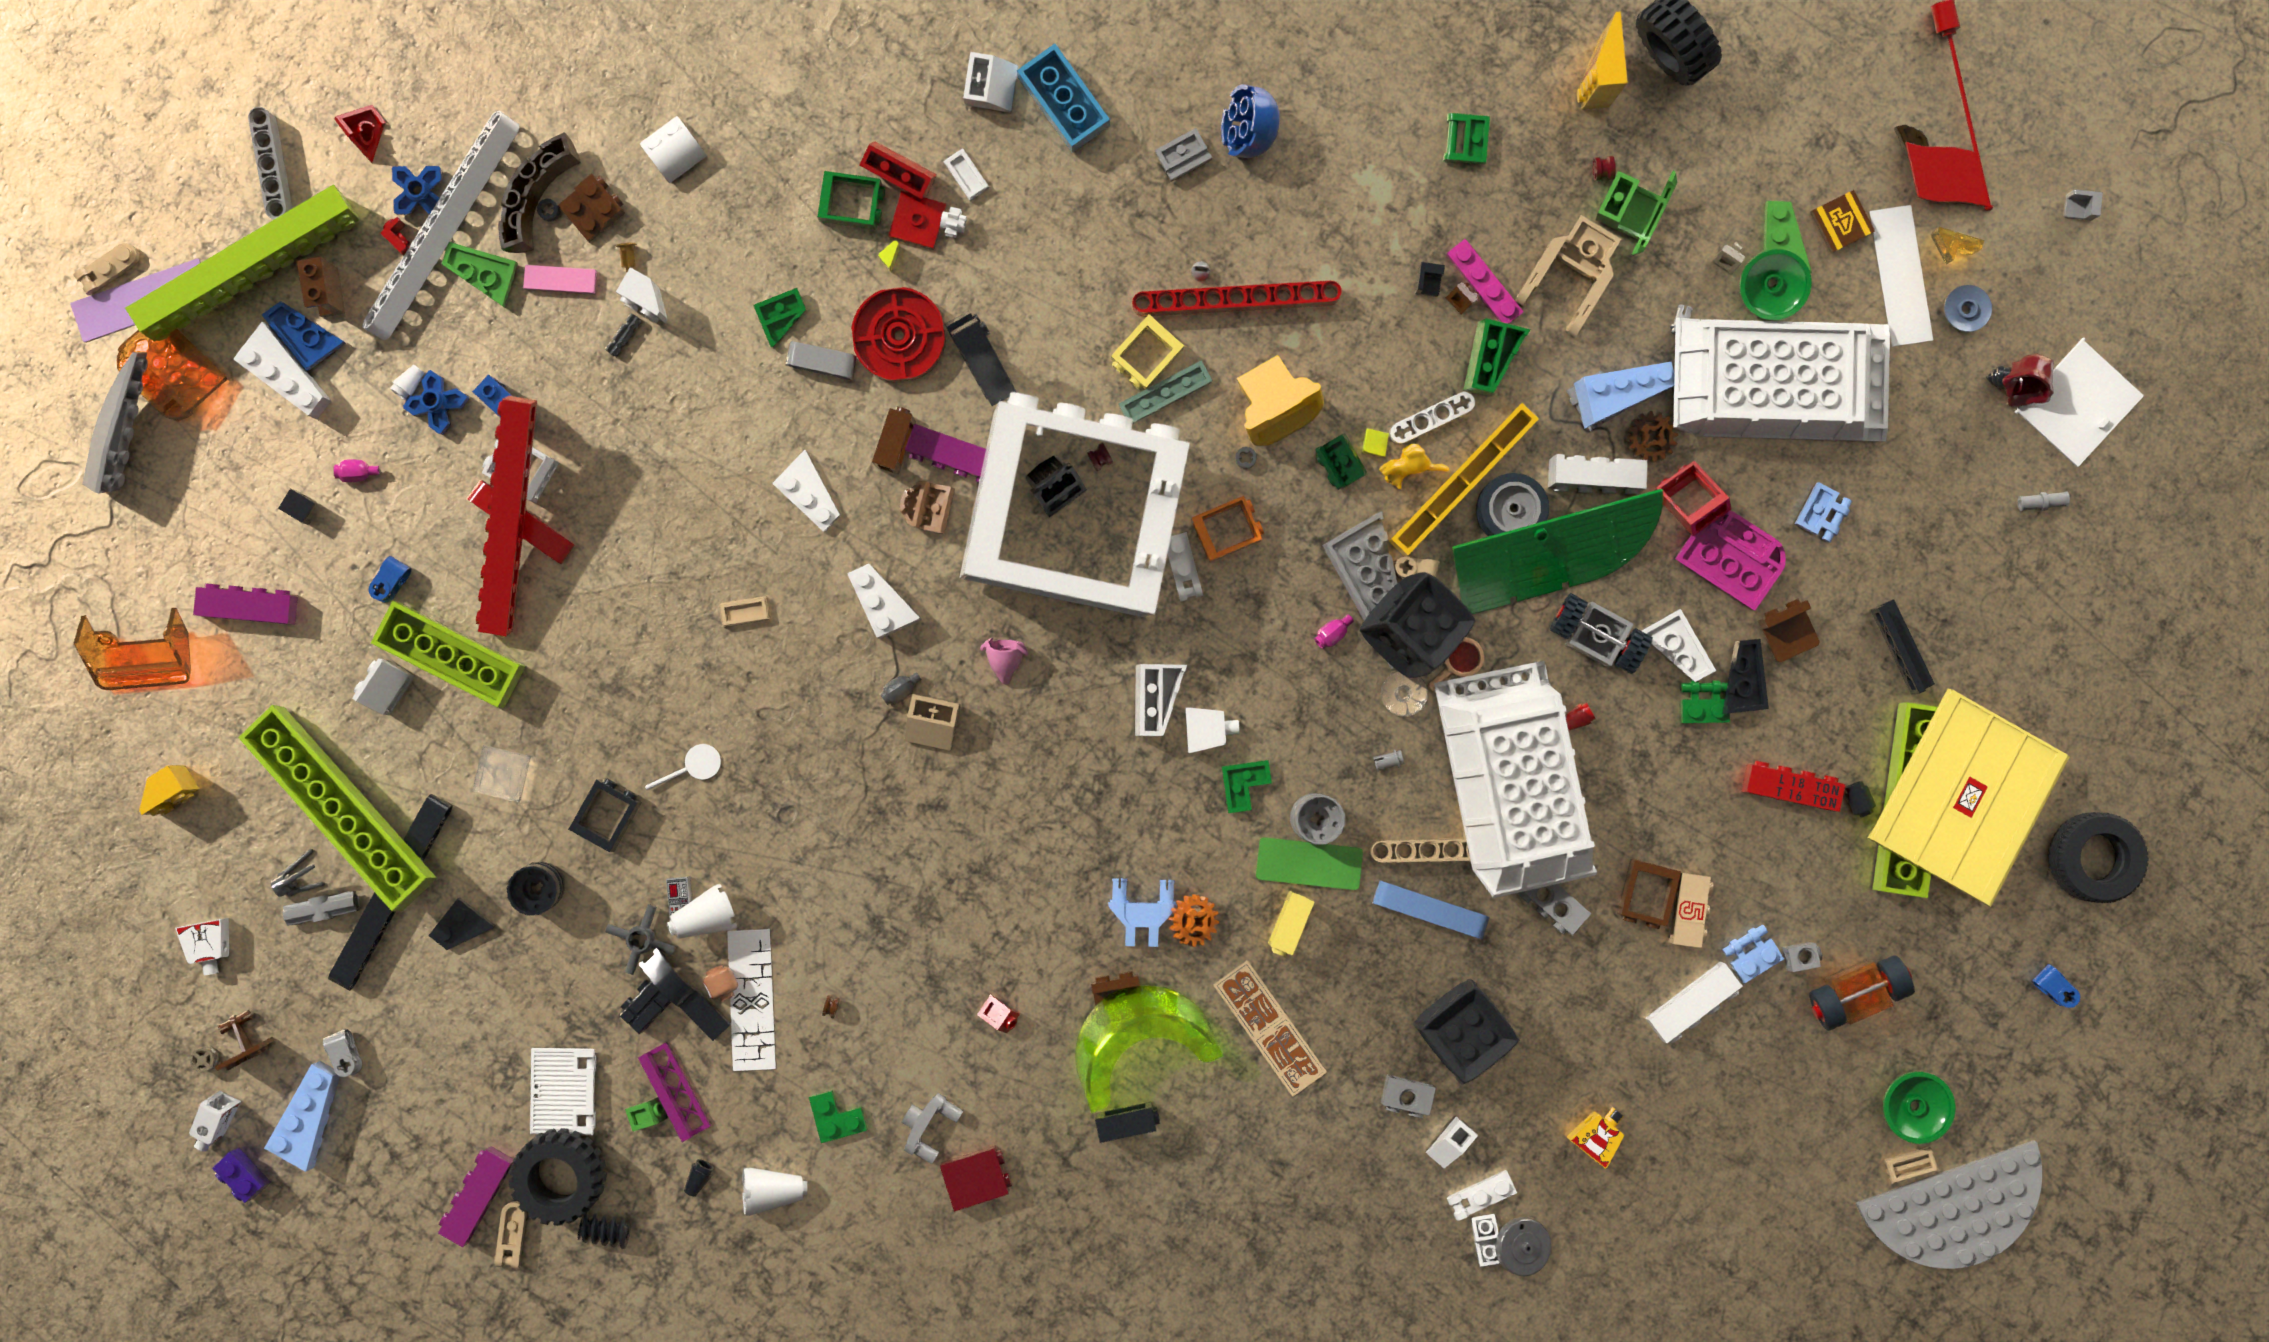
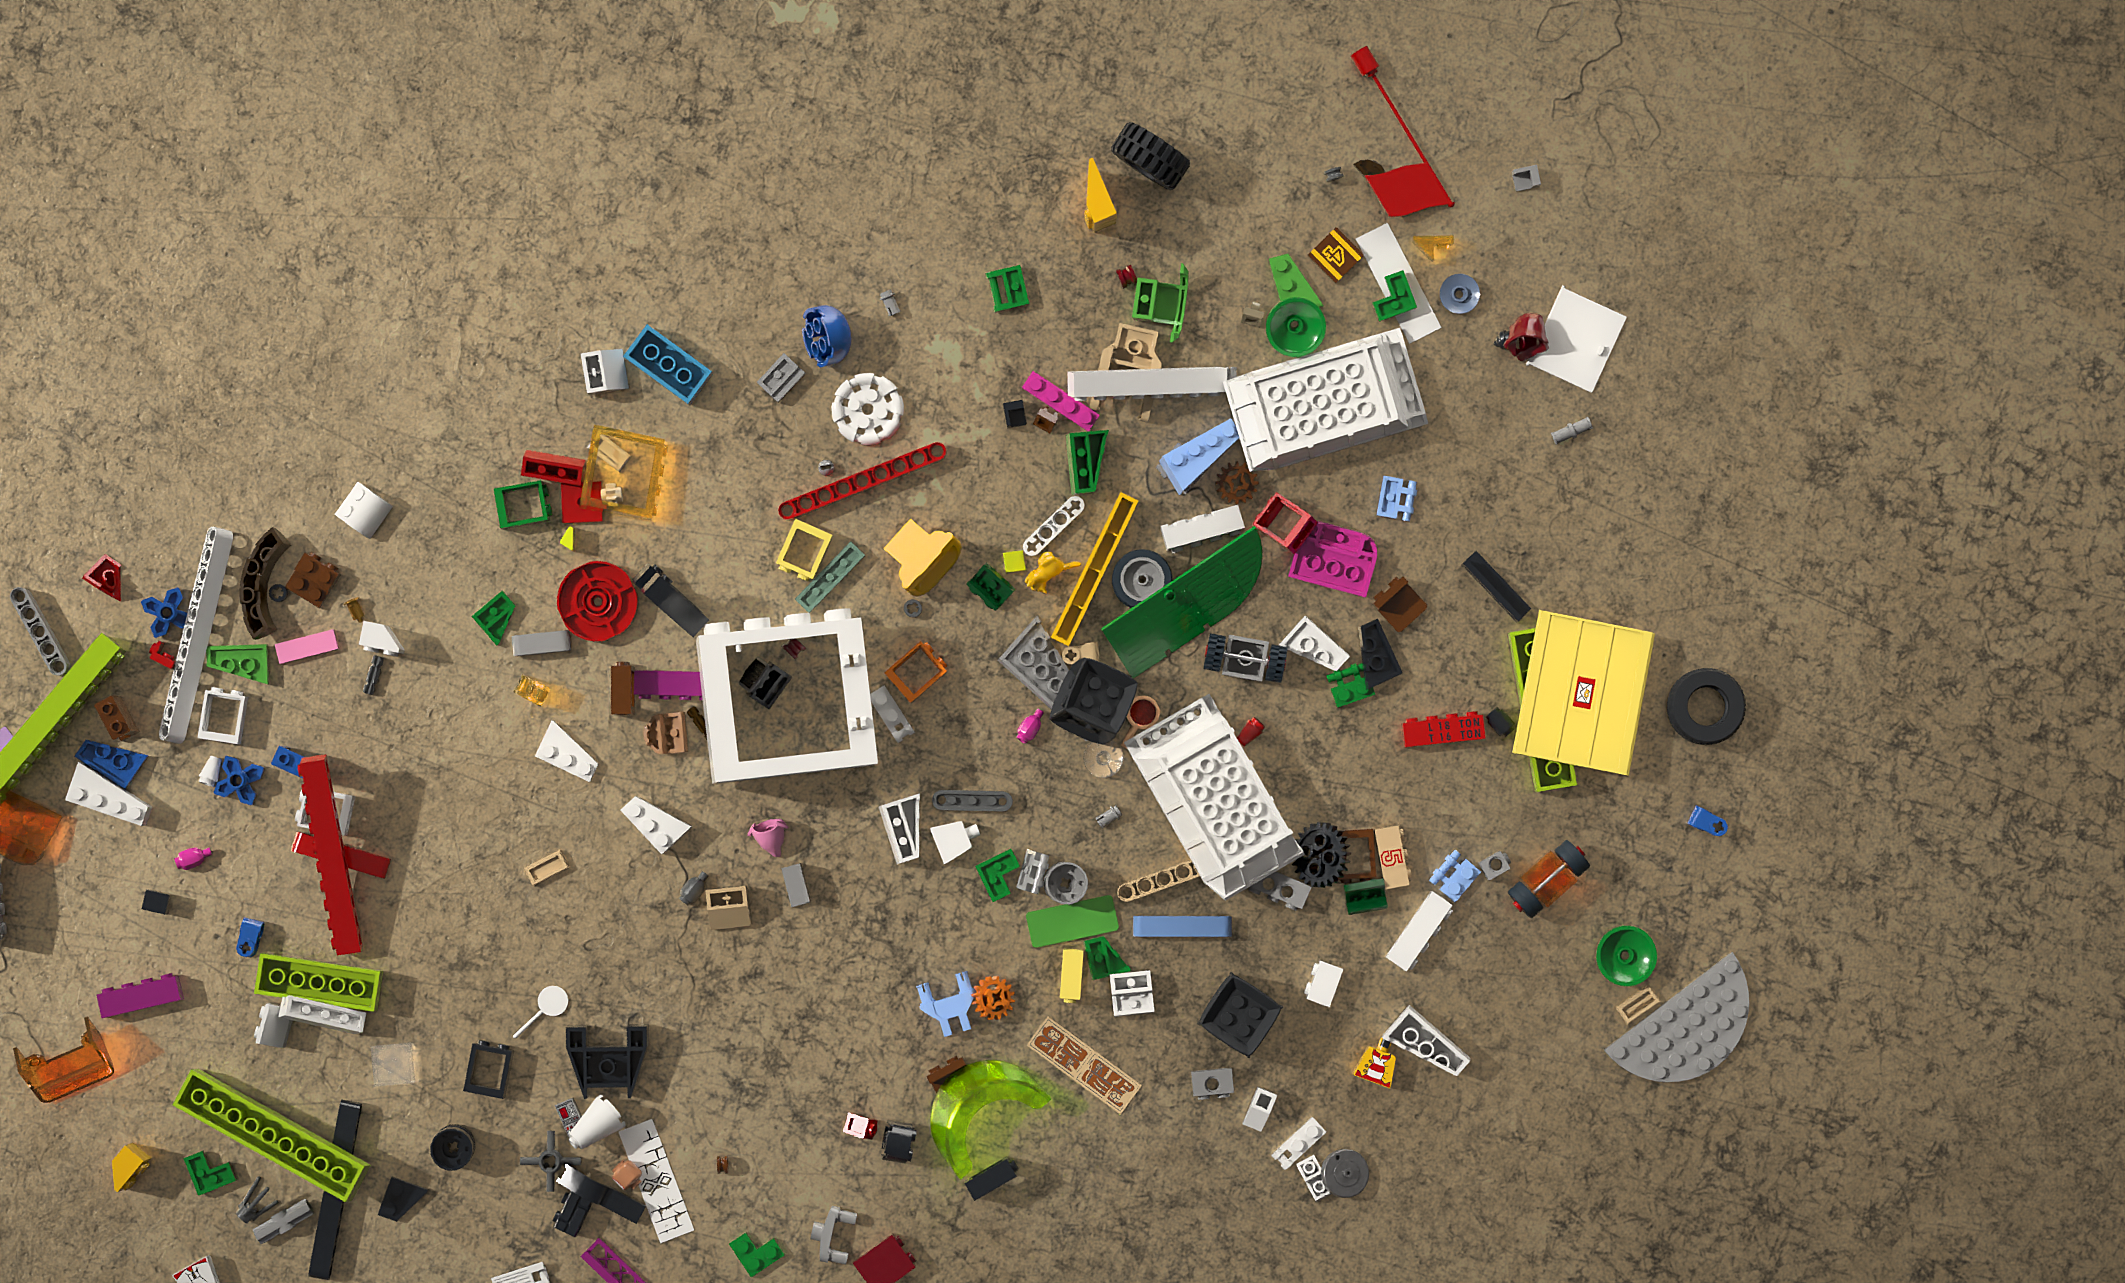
camera: 10 degrees left, 0 degrees up
(250, 830) = (204, 1177): none -> green plate
(423, 316) = (205, 715): none -> white window
(438, 692) = (322, 1014): none -> white brick
(739, 852) = (607, 1064): none -> black wedge
(793, 409) = (531, 690): none -> clear yellow slope
(943, 231) = (654, 488): none -> clear yellow windscreen
(967, 503) = (698, 720): none -> dark brown axle
(1015, 722) = (796, 885): none -> light grey panel
(1034, 1046) = (898, 1141): none -> black brick
(1242, 692) = (972, 800): none -> dark grey plate
(1272, 207) = (867, 396): none -> white plate
(1284, 794) = (1033, 871): none -> light grey plate
(1330, 917) = (1103, 959): none -> green wing
(1331, 111) = (890, 302): none -> light grey pin
(1350, 966) = (1132, 993): none -> white brick
(1568, 1025) = (1324, 983): none -> white brick
(1591, 288) = (1146, 382): none -> white brick
(1617, 901) = (1322, 854): none -> black gear
(1646, 944) = (1365, 896): none -> dark green bracket
(1658, 1124) = (1424, 1040): none -> white wedge
(1870, 130) = (1333, 174): none -> dark grey bush
(1899, 293) = (1400, 299): none -> green plate

